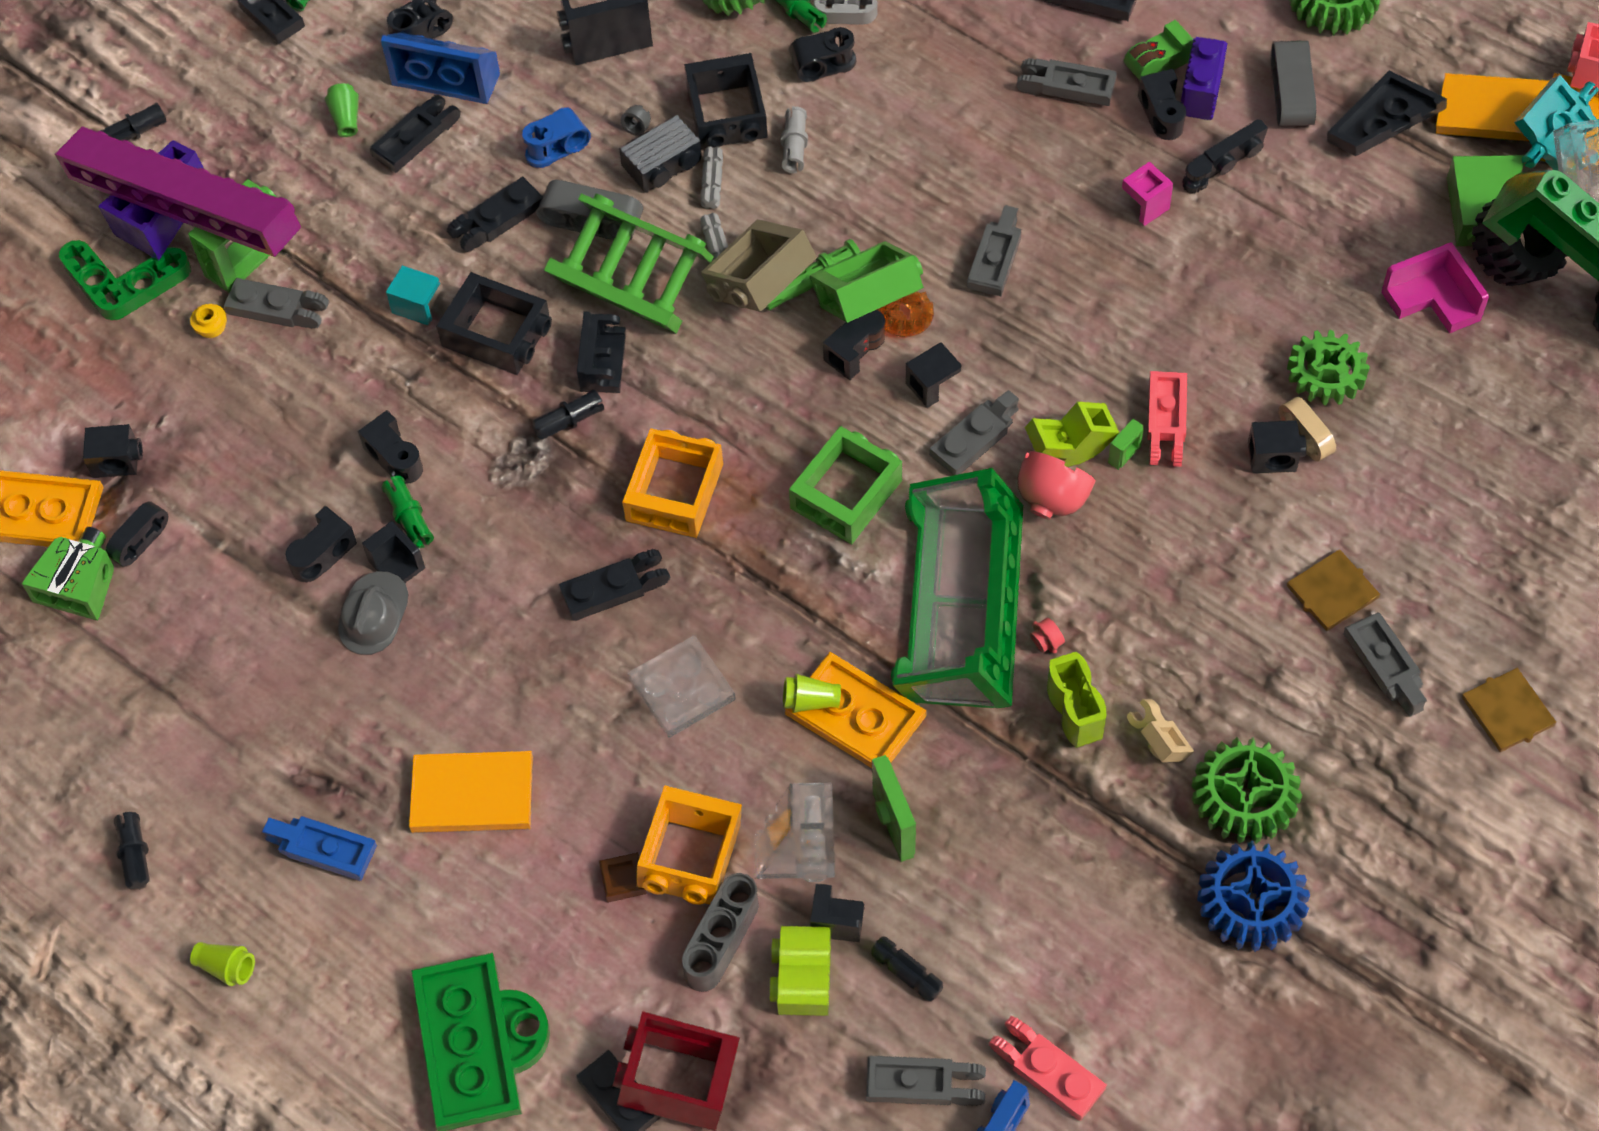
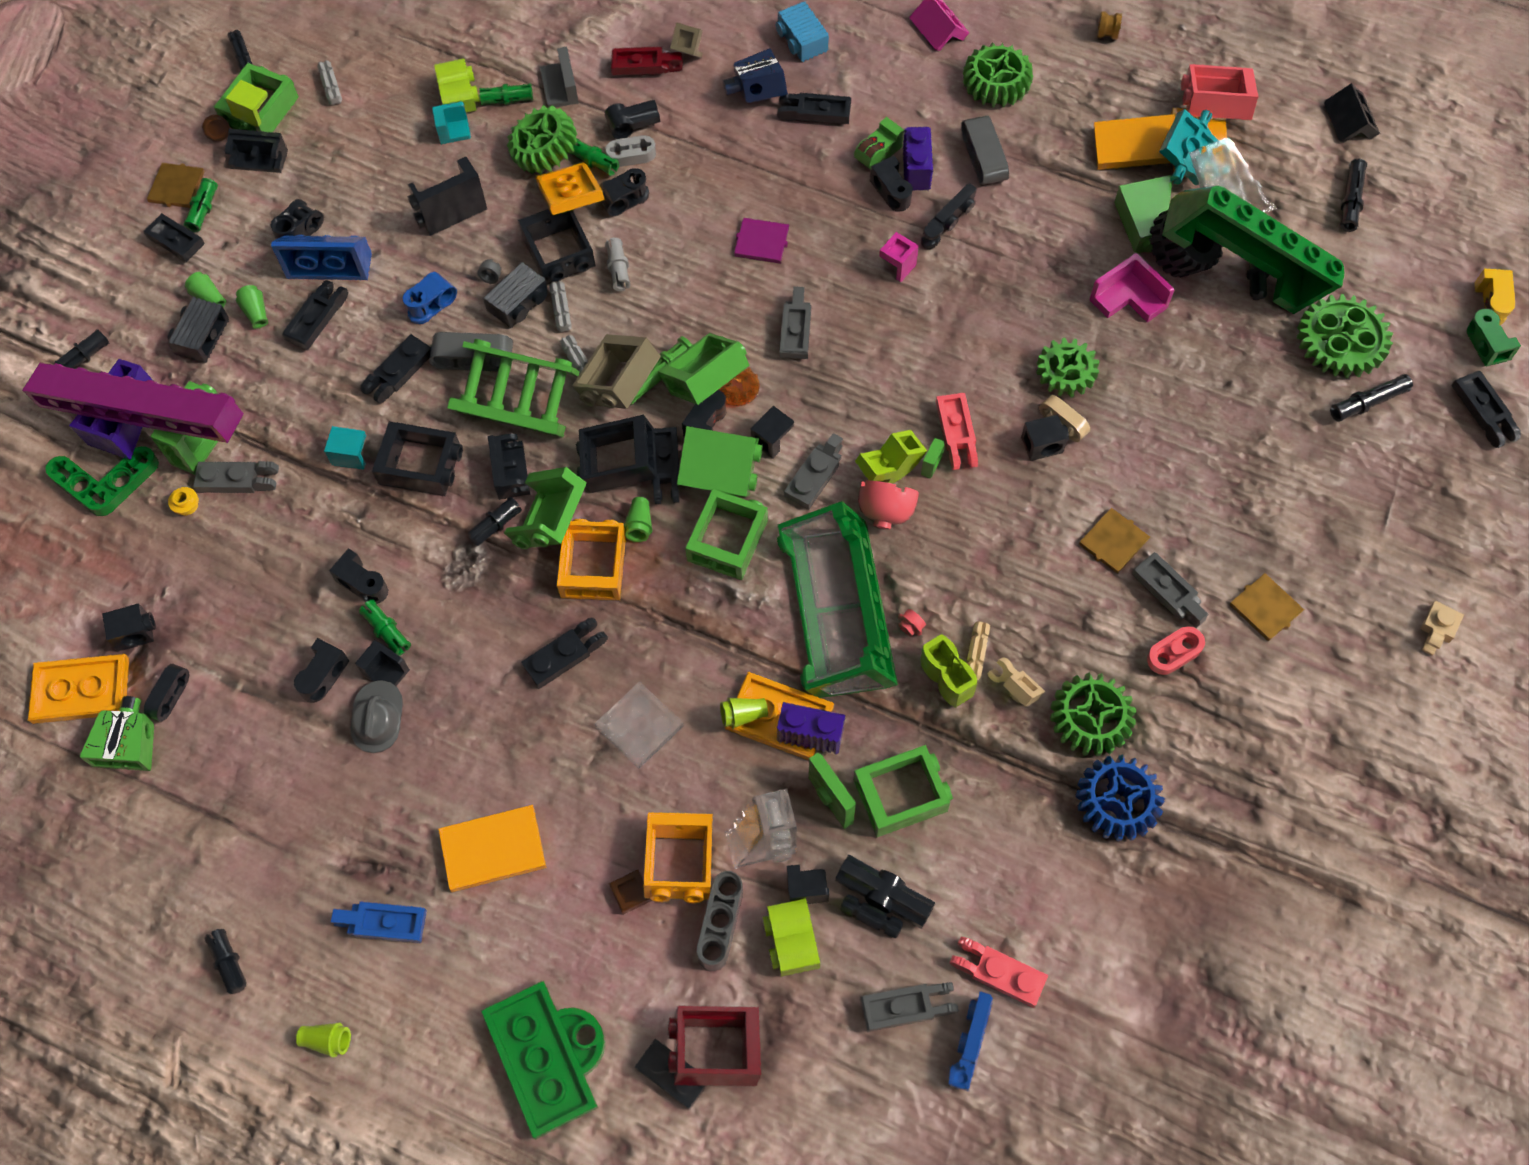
camera: 15 degrees left, 5 degrees up
(273, 125) = (198, 329): none -> black brick
(290, 79) = (202, 287): none -> bright green cone
(649, 400) = (551, 510): none -> bright green panel
(732, 337) = (613, 432): none -> black window
(741, 448) = (638, 520): none -> bright green cone
(756, 37) = (569, 188): none -> light orange tile
(791, 385) = (666, 463): none -> black hinge
(857, 395) = (719, 461): none -> bright green panel
(887, 730) = (810, 728): none -> dark purple brick
(930, 942) = (885, 891): none -> black piece
(981, 143) = (761, 240): none -> magenta piece
(989, 861) = (880, 822): none -> bright green window
(1067, 80) = (815, 179): dark grey hinge -> none
(1122, 683) = (978, 647): none -> tan axle
(1371, 736) = (1174, 652): none -> coral plate
(1384, 112) = (1057, 161): black wing -> none

